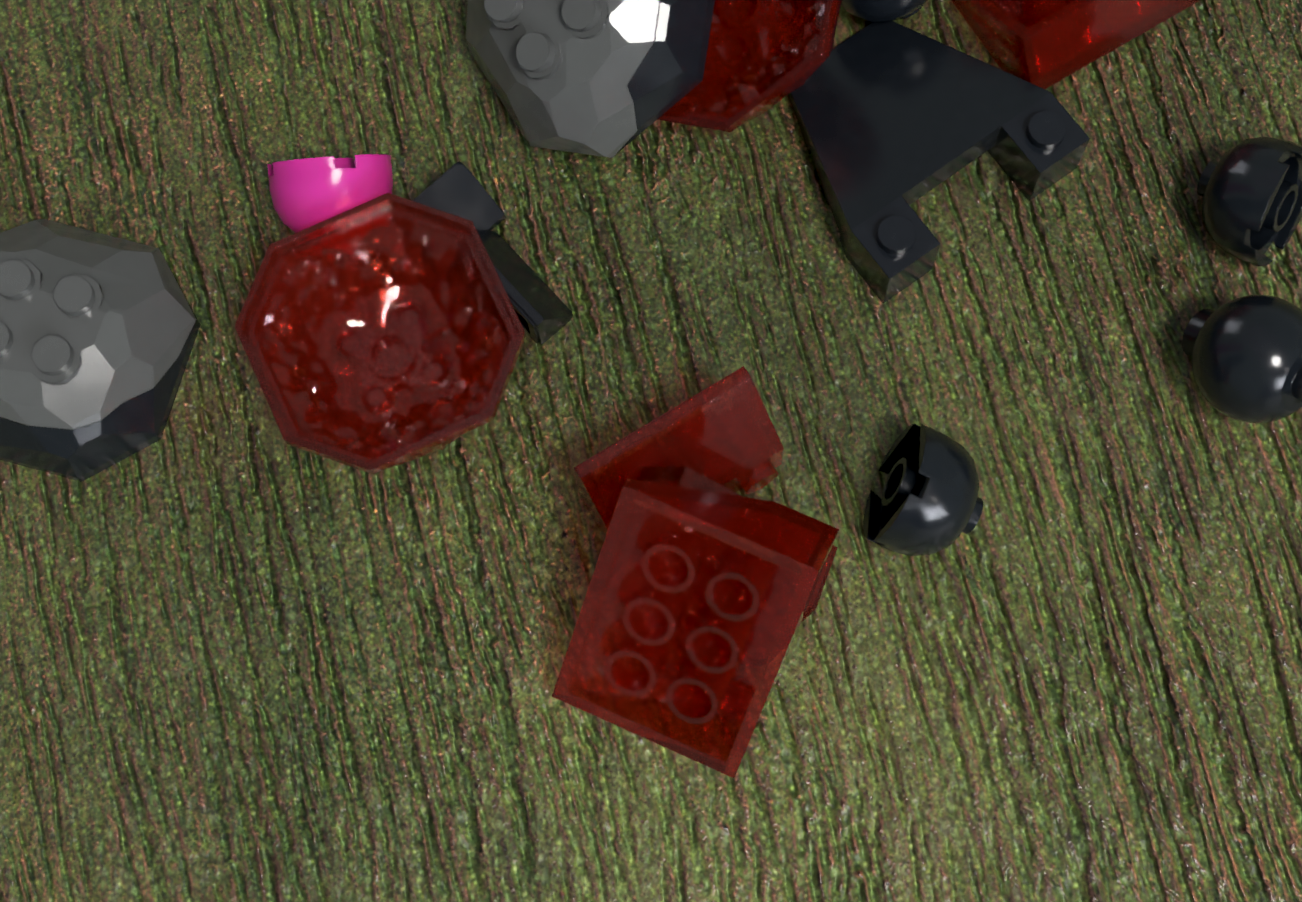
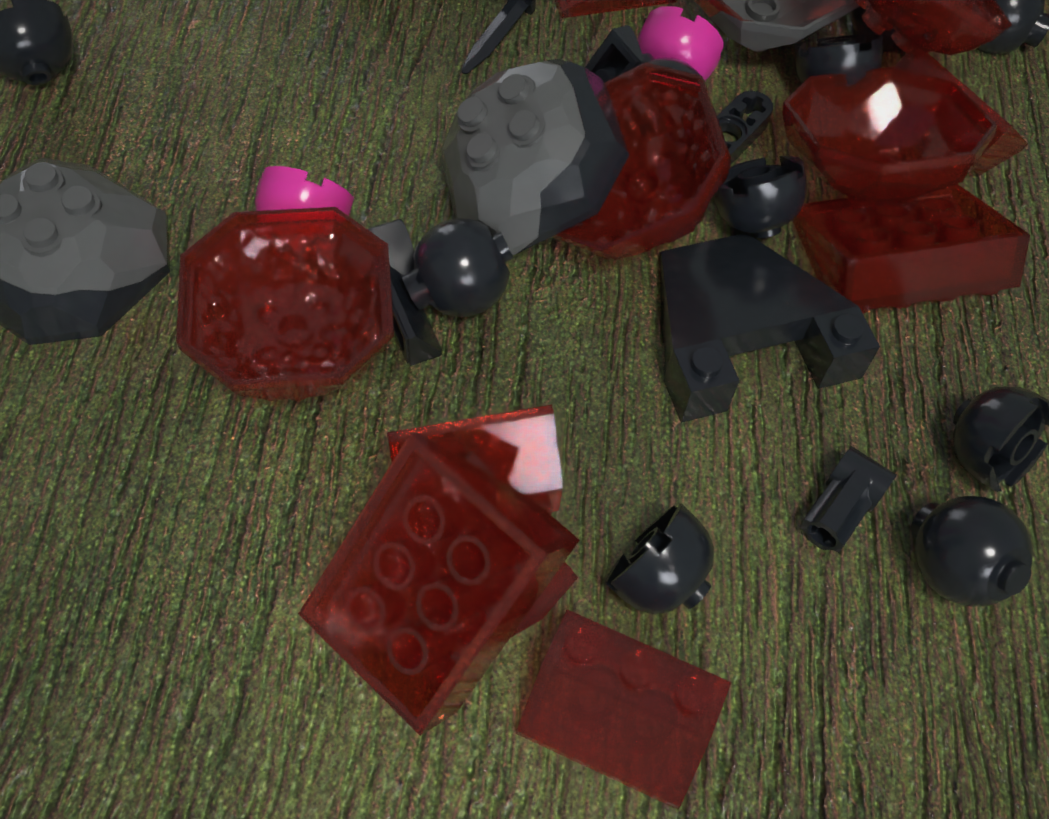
camera: 10 degrees right, 15 degrees down
(558, 207) = (459, 268): none -> black brick
(932, 670) = (623, 708): none -> clear red slope
(1106, 325) = (851, 493): none -> black piece

